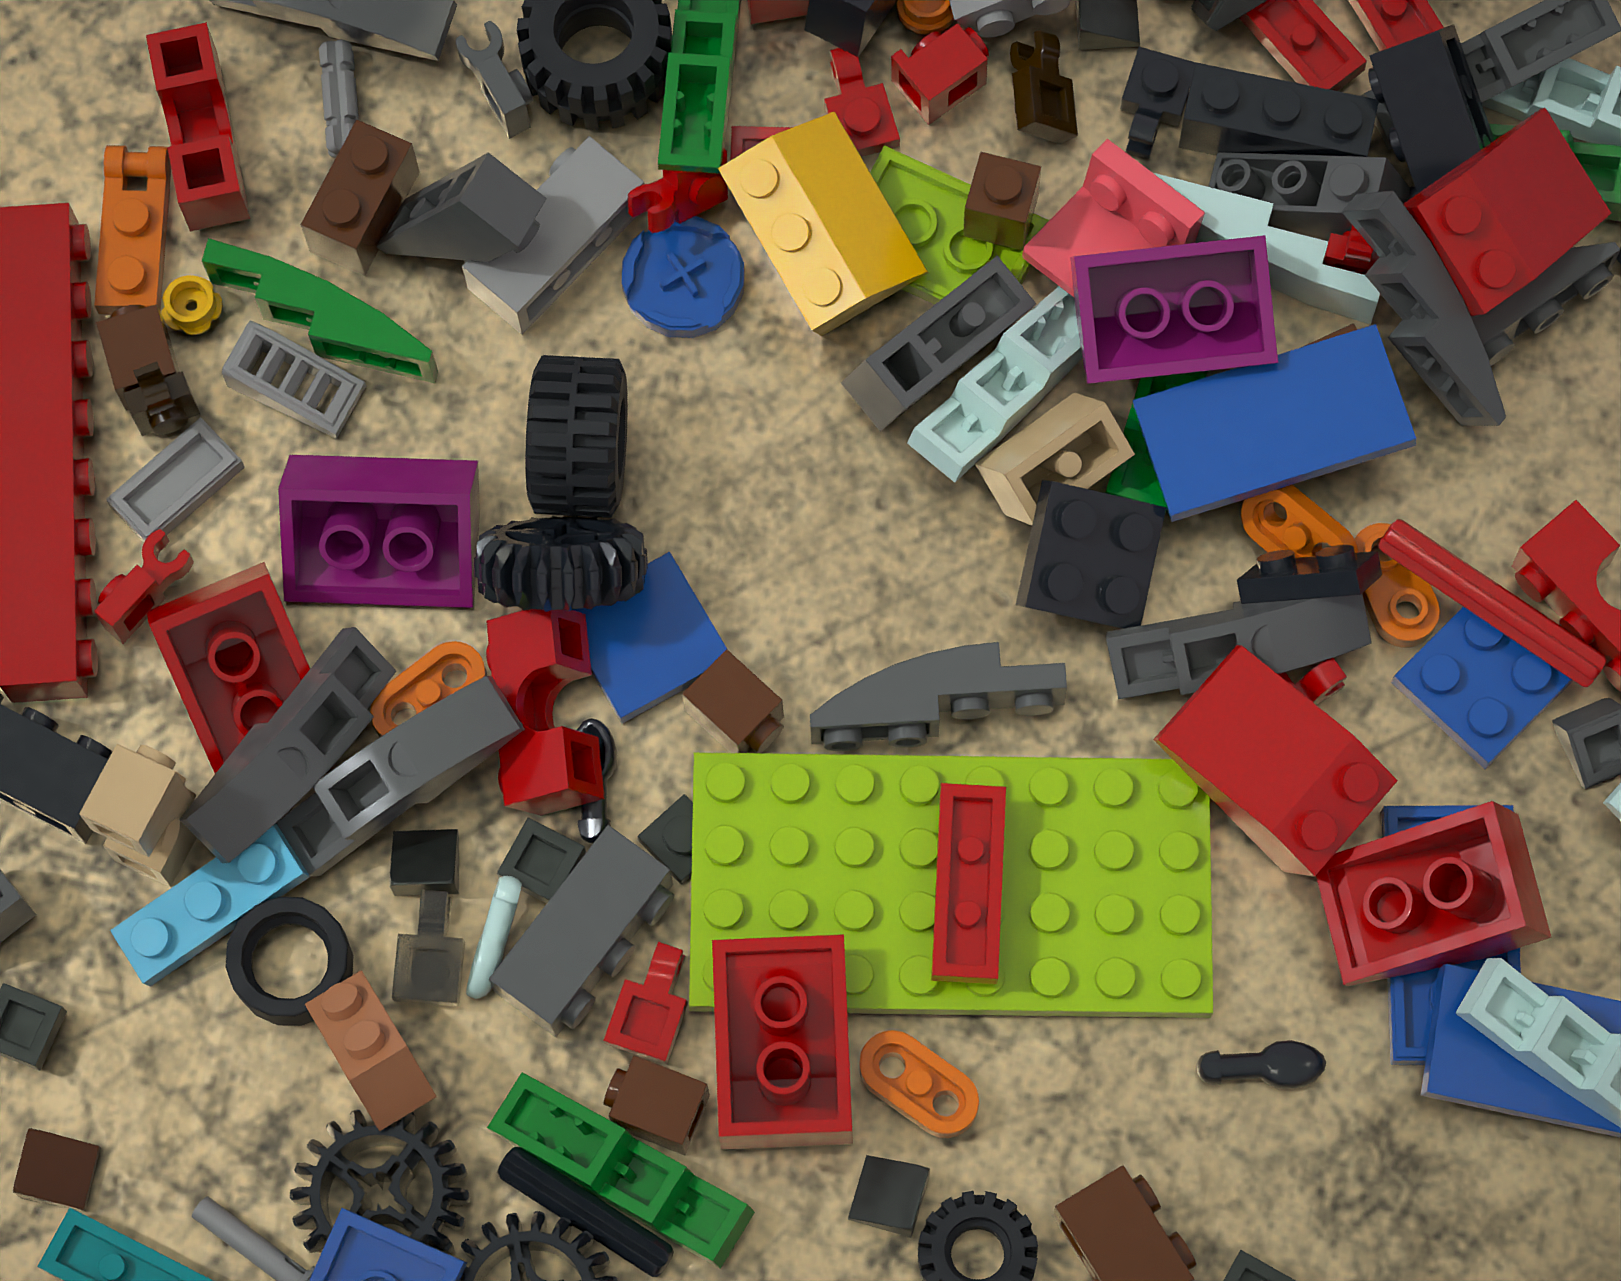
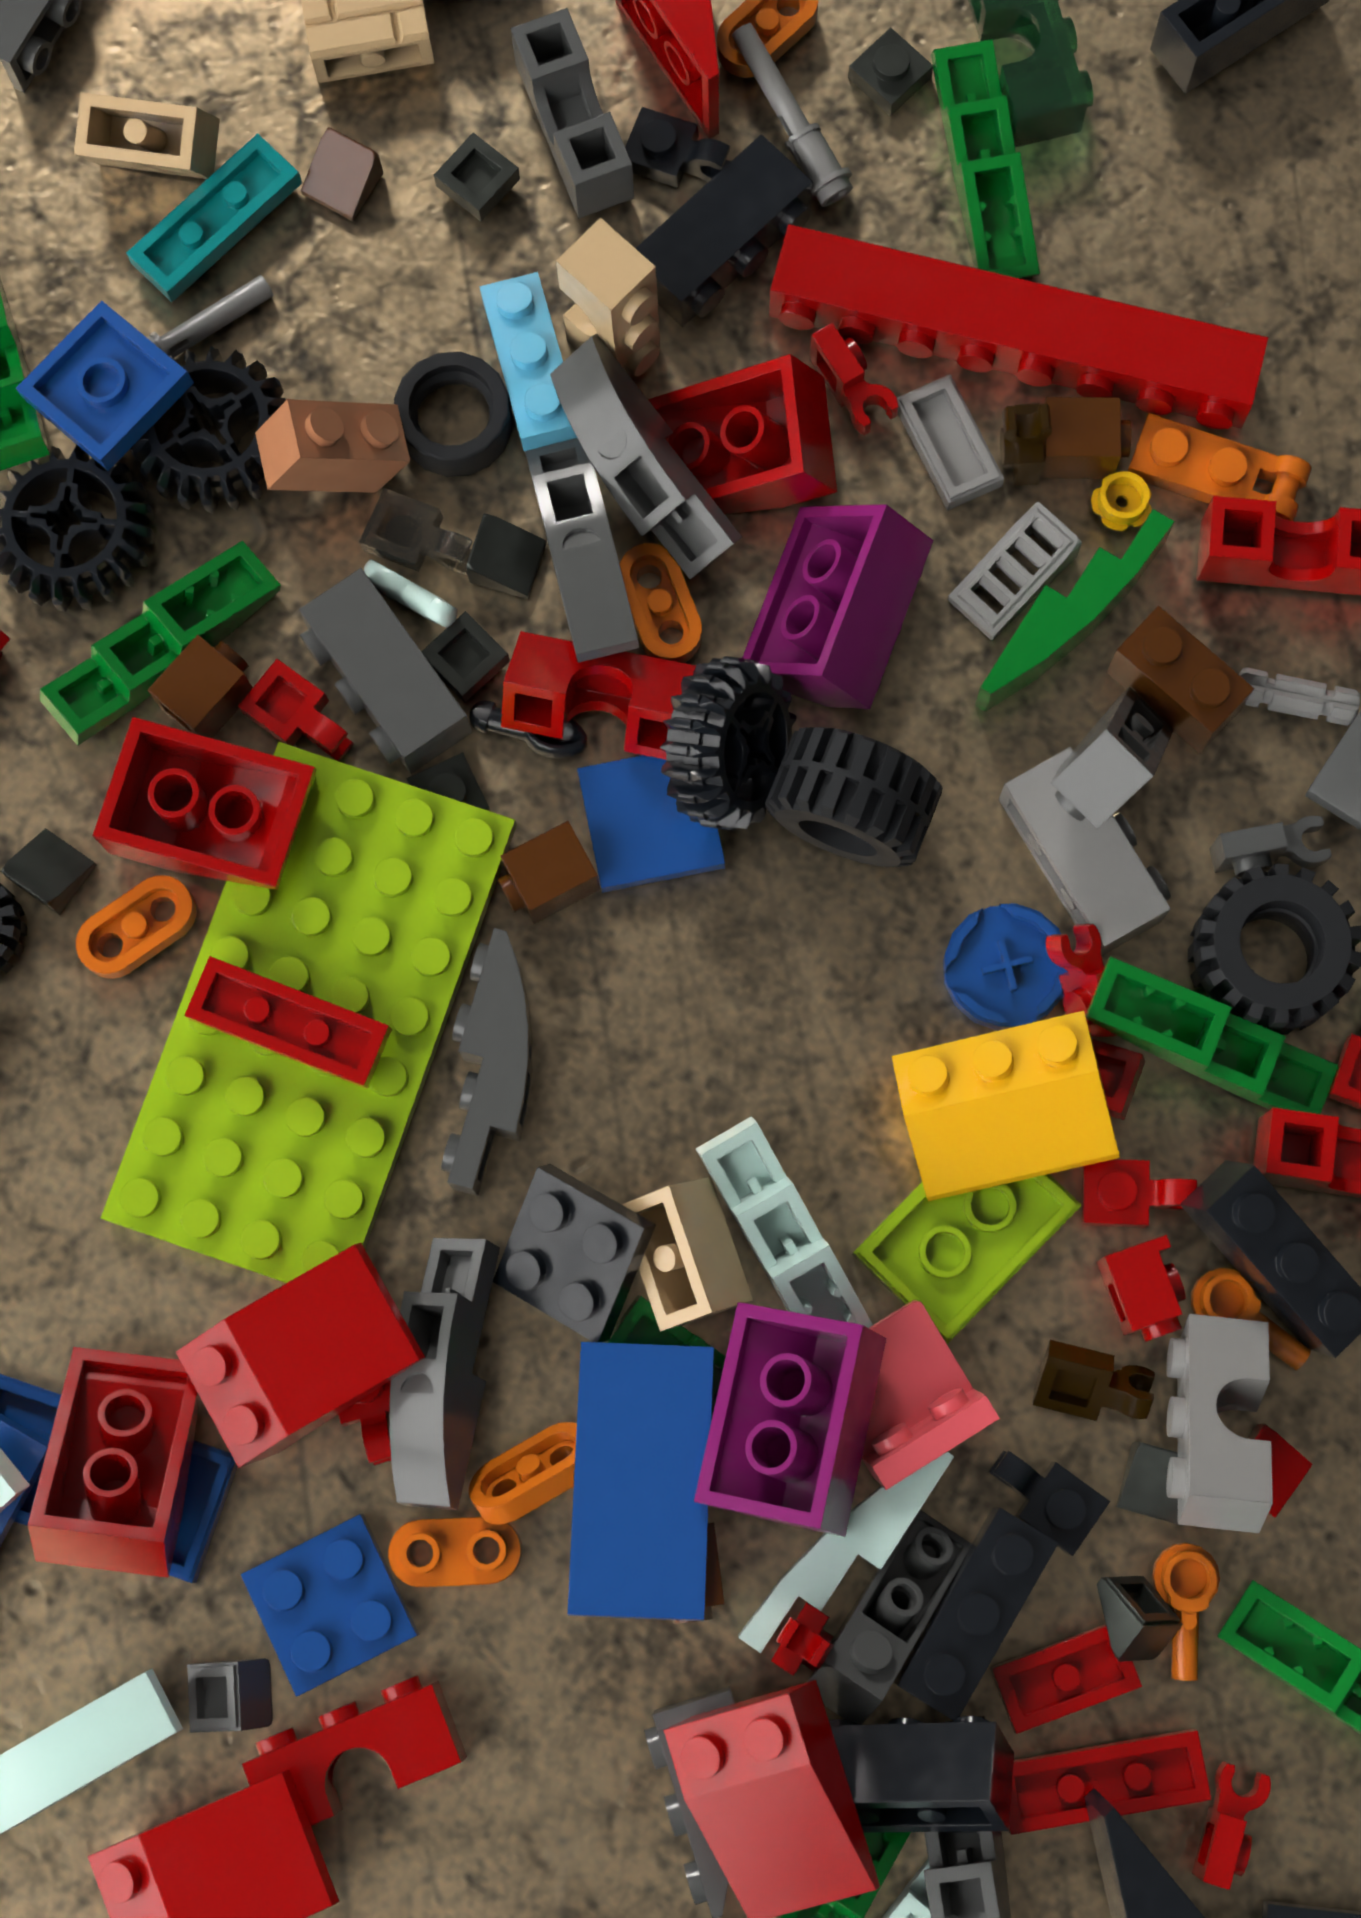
camera: 110 degrees right, 5 degrees up
(585, 1211) = (128, 604): black axle -> none
(938, 343) = (846, 1184): dark grey slope -> none
(1001, 201) = (971, 1292): reddish brown brick -> none
(1281, 1065) = (35, 1266): black piece -> none
(1330, 573) = (475, 1460): black plate -> none
(1435, 323) = (691, 1683): dark grey slope -> none
(1492, 603) = (387, 1635): red axle -> none

